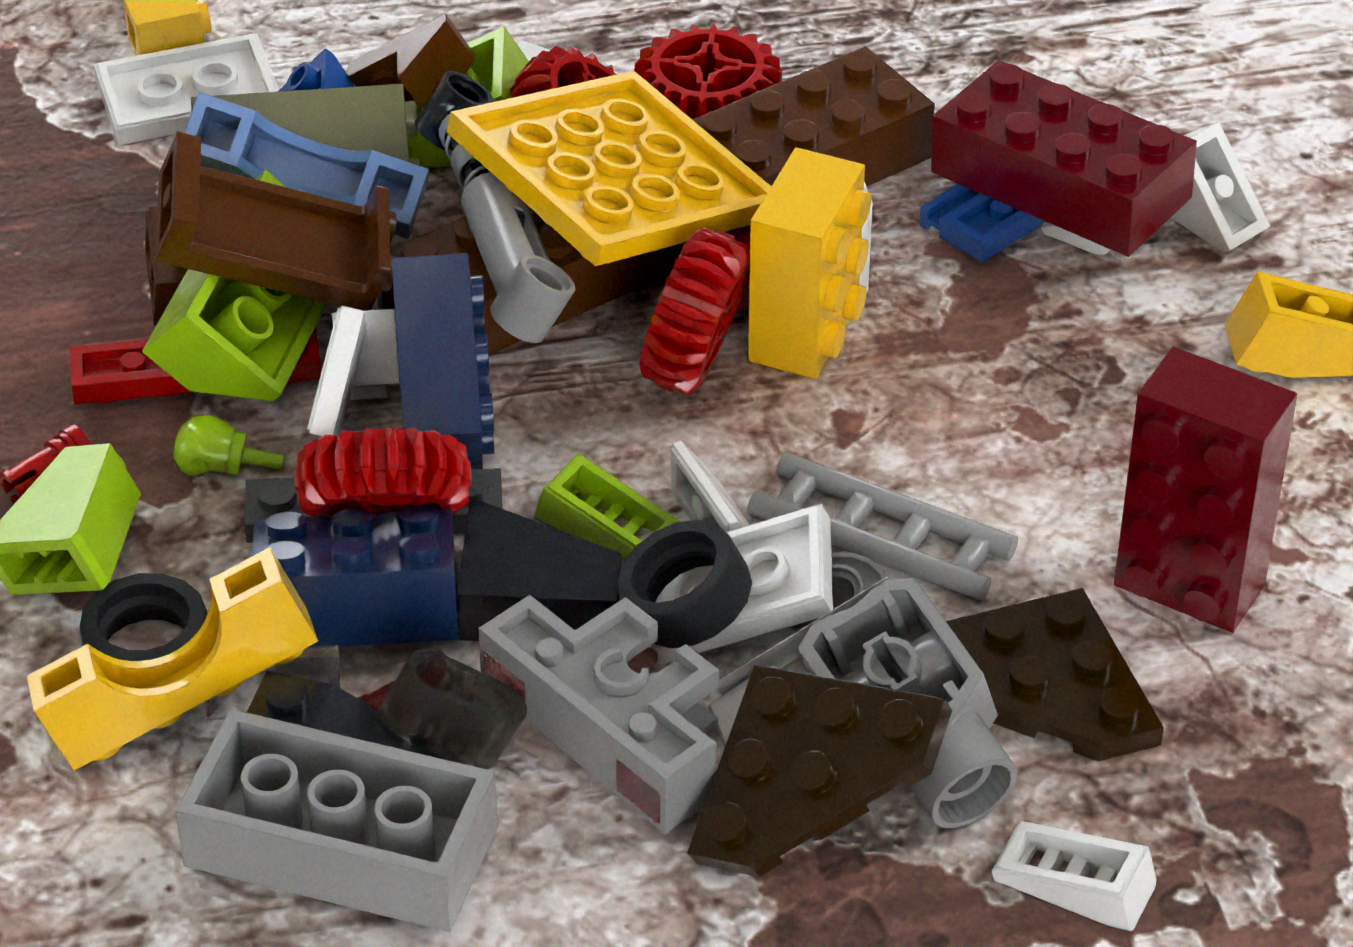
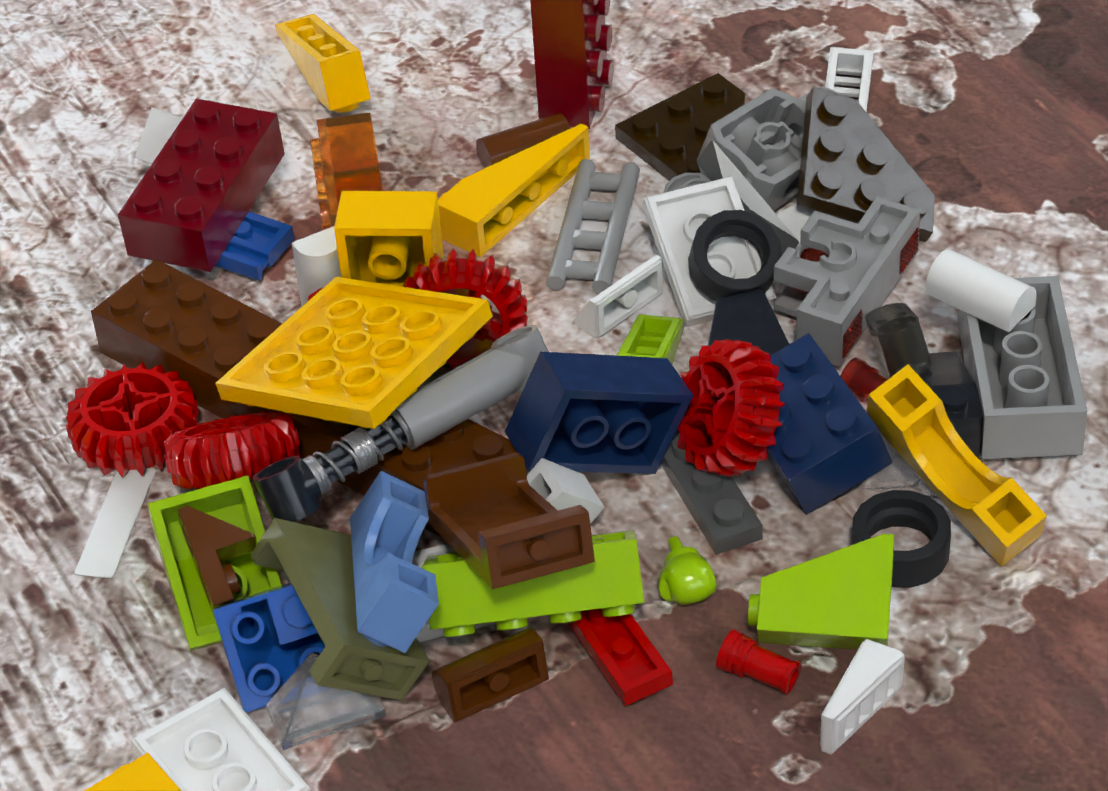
camera: 105 degrees left, 0 degrees up
(337, 373) = (651, 446): white tile -> none
(442, 762) = (979, 290): none -> white brick
(959, 433) = (501, 196): none -> yellow slope
(1027, 288) = (348, 160): none -> clear orange brick
(1076, 493) = (516, 139): none -> reddish brown brick

